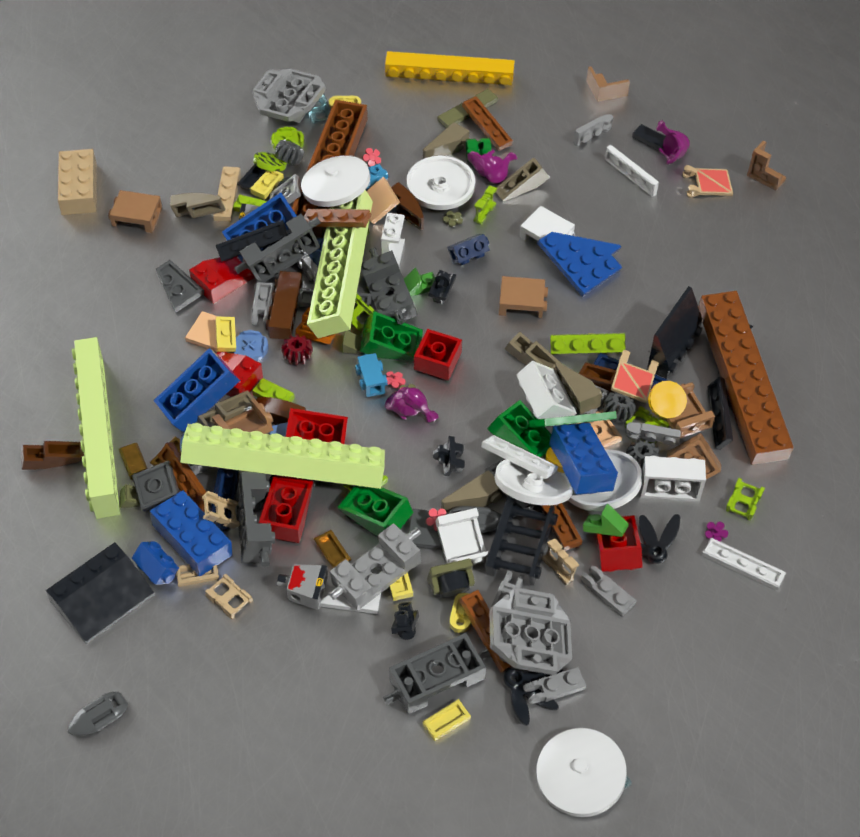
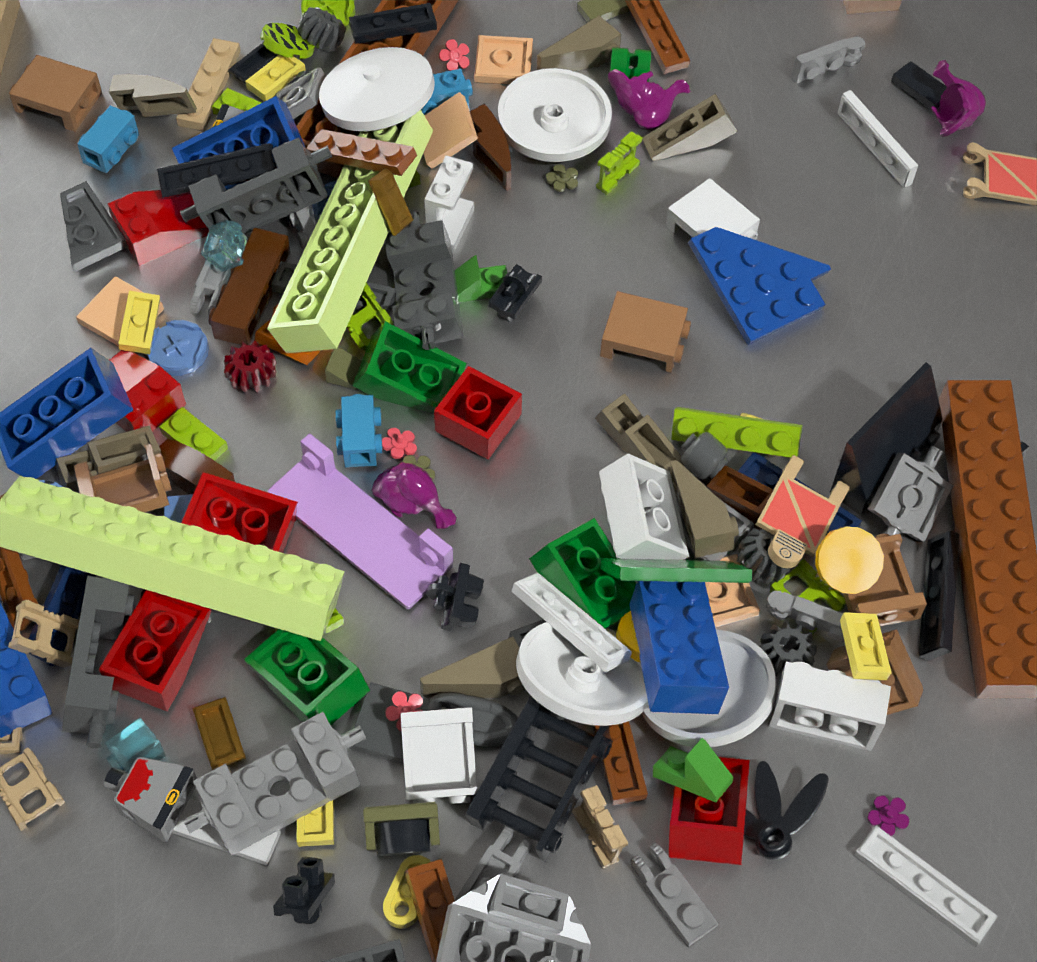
camera: 10 degrees right, 5 degrees up
(176, 233) = (108, 139): none -> dark azure brick
(266, 279) = (229, 240): none -> clear light blue brick
(285, 561) = (132, 743): none -> clear light blue brick
(333, 142) = (392, 23): none -> black tile
(361, 243) = (391, 201): none -> pearl gold tile
(386, 428) = (362, 528): none -> lavender bracket
(400, 155) = (502, 59): none -> light nougat tile
(469, 248) = (574, 234): dark blue brick -> none
(573, 358) = (704, 455): none -> dark grey head
(631, 400) = (786, 550): none -> tan tile
(686, 441) = (865, 646): none -> light yellow plate
(693, 361) = (911, 495): none -> light grey plate
(738, 497) = (940, 756): lime piece -> none

